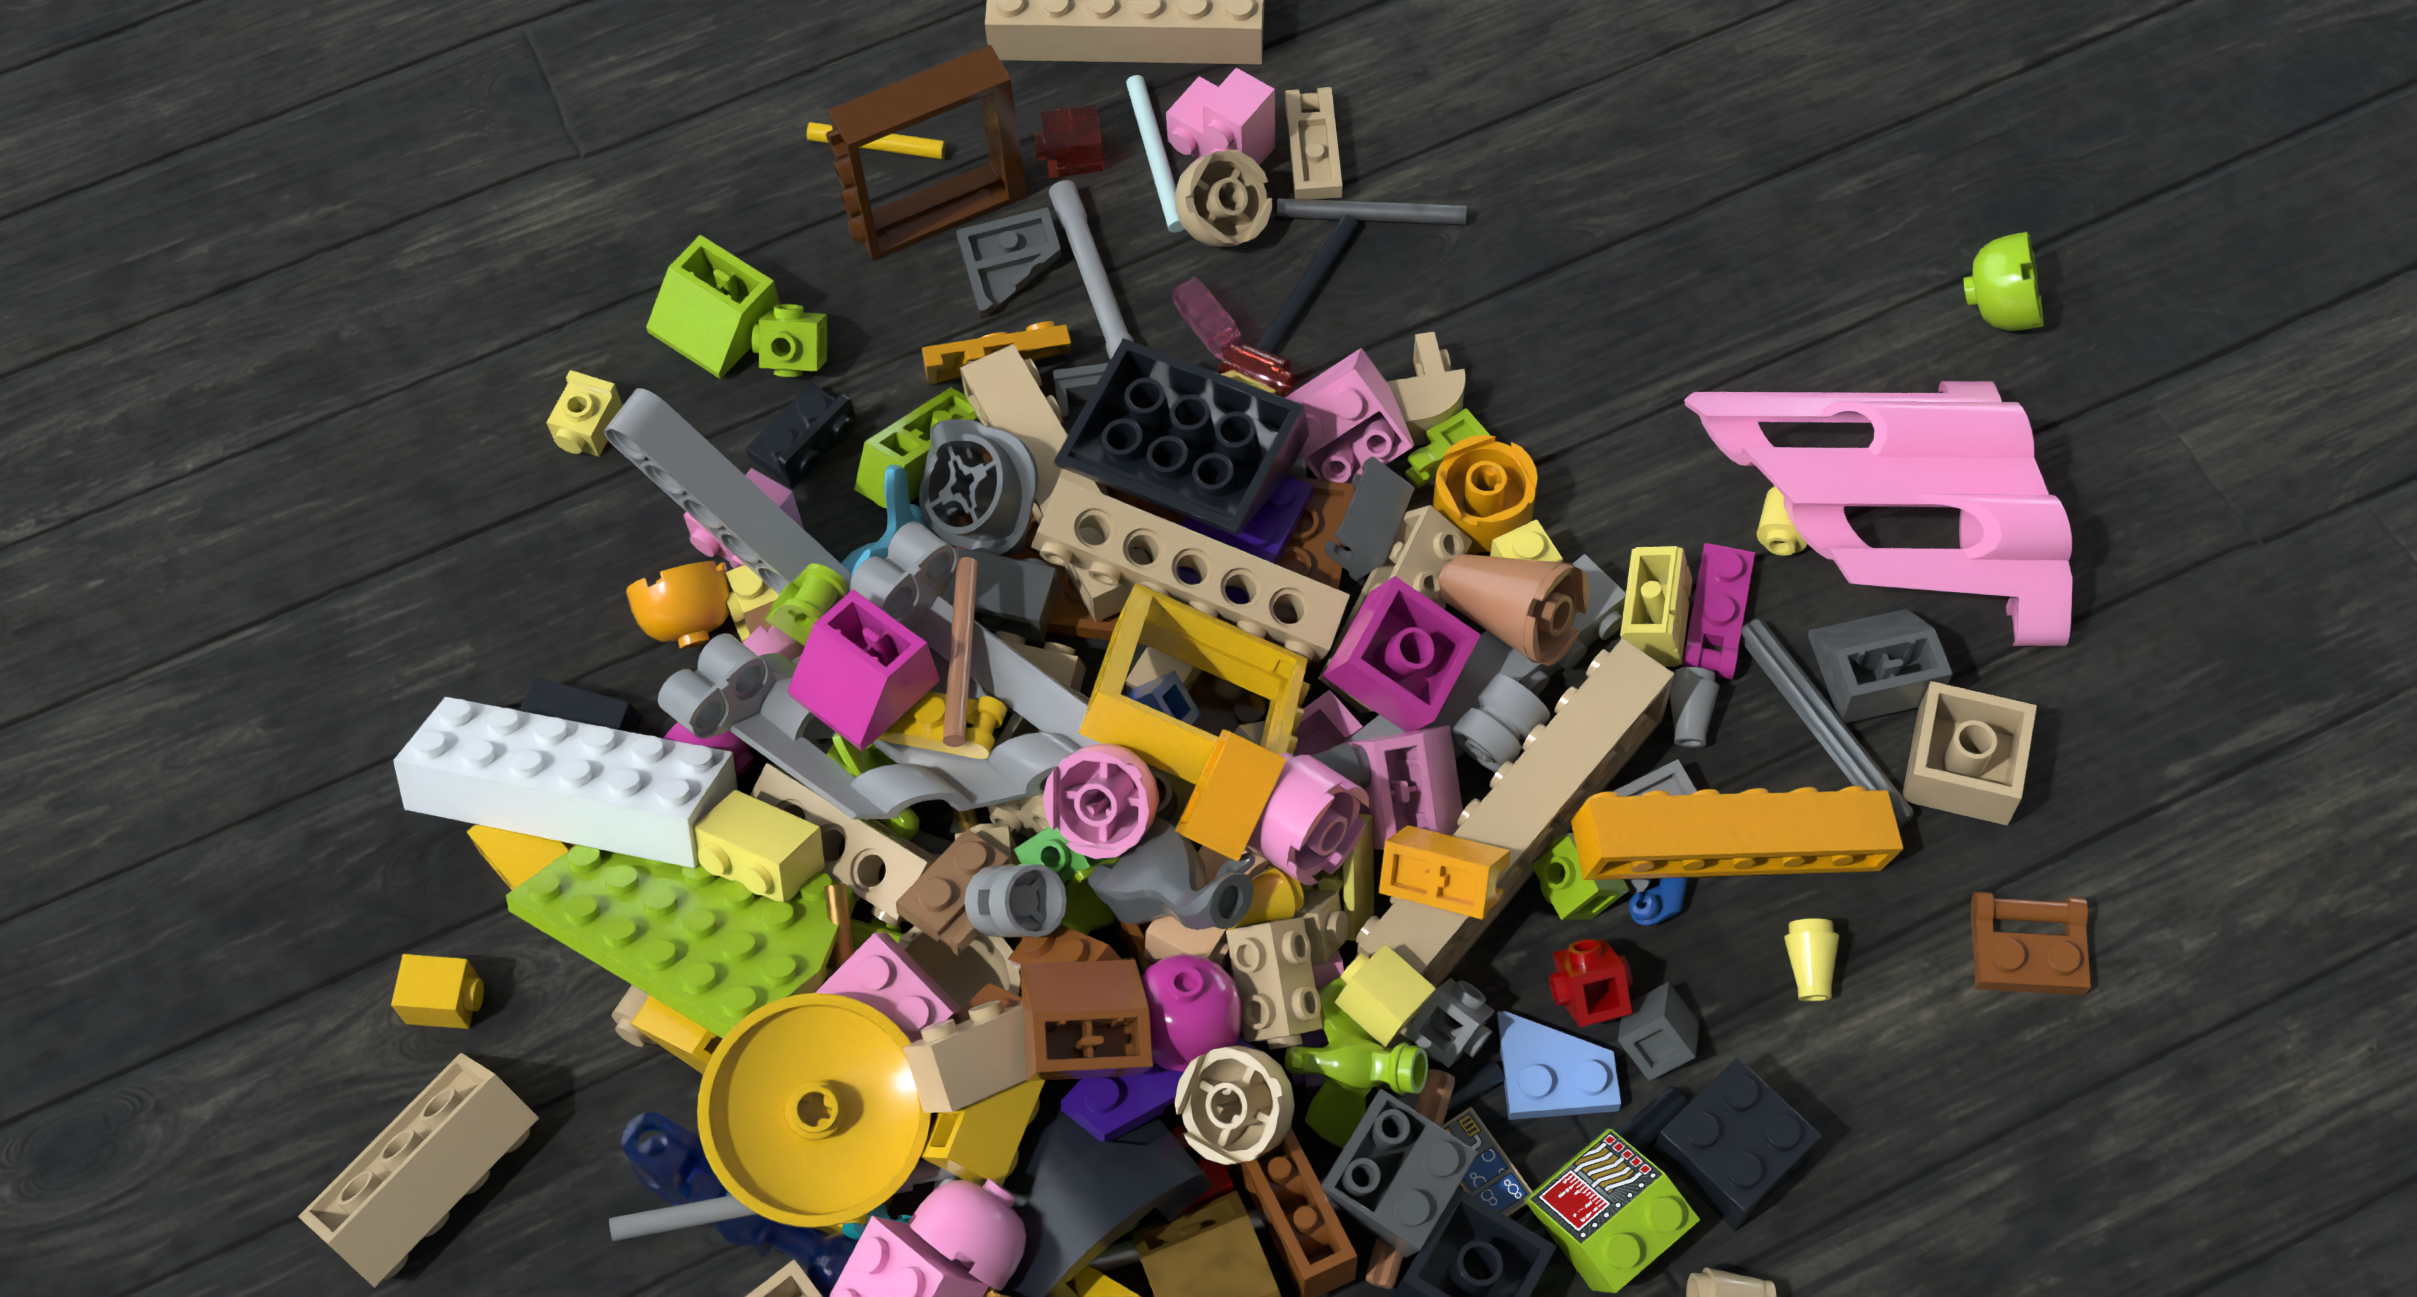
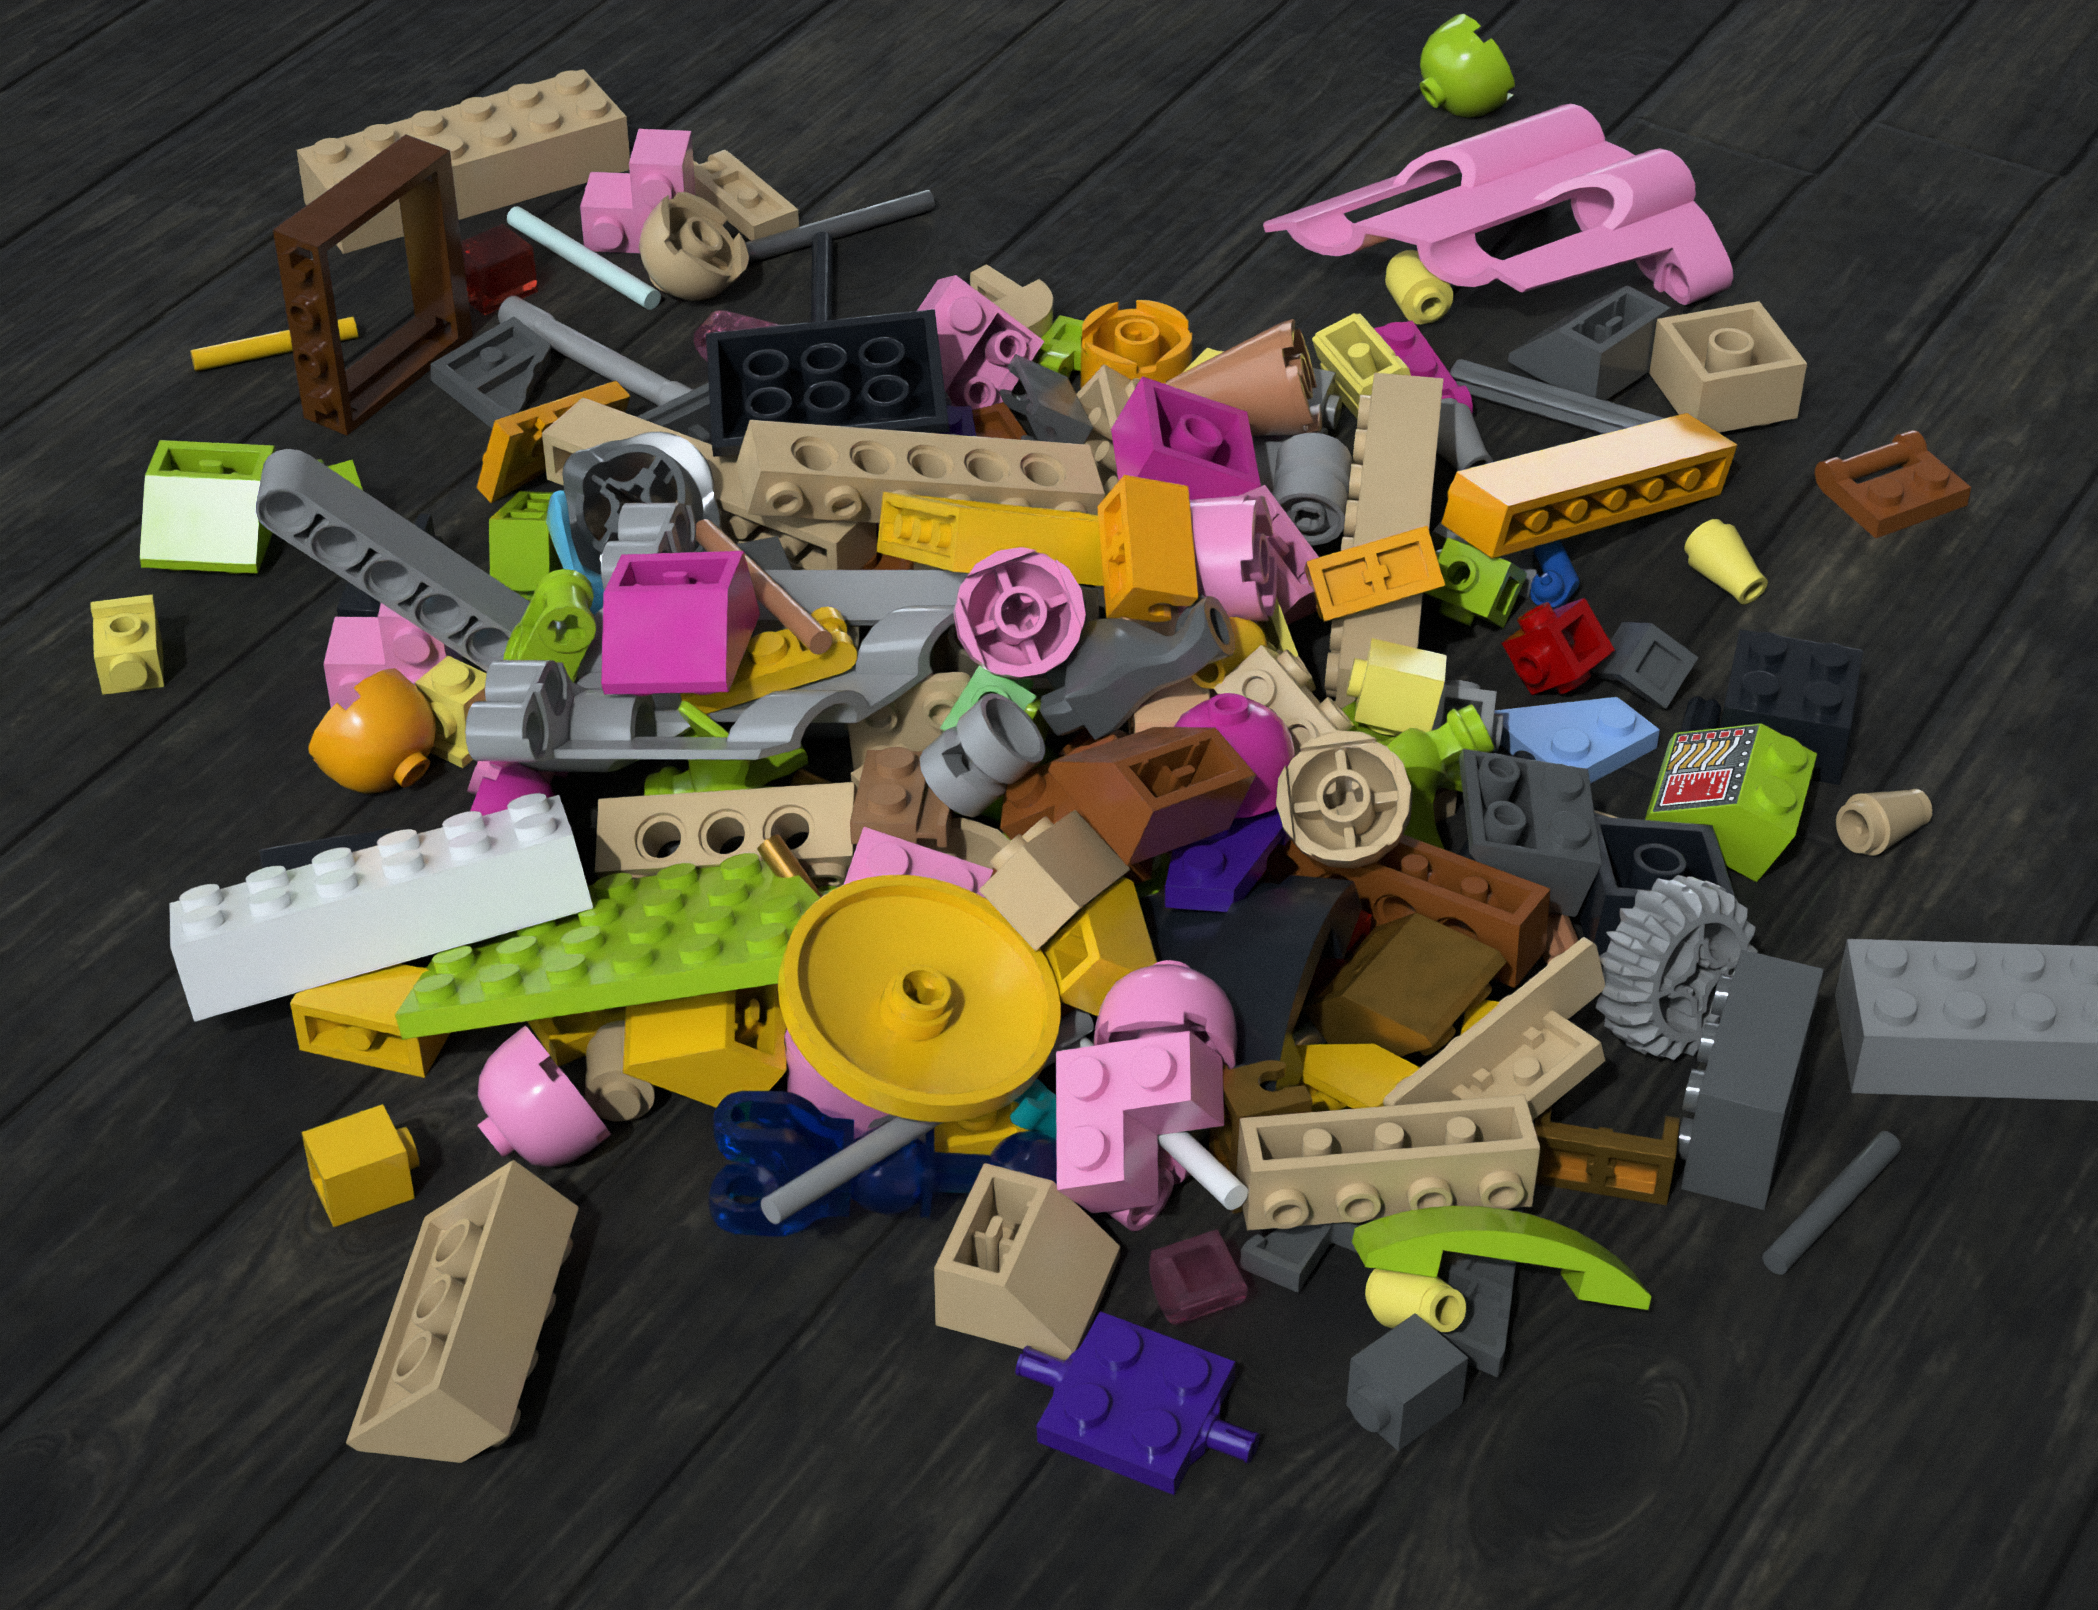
camera: 35 degrees left, 20 degrees down
(572, 1010) = (535, 1106): none -> bright pink cylinder
(759, 846) = (655, 851): light yellow brick -> none

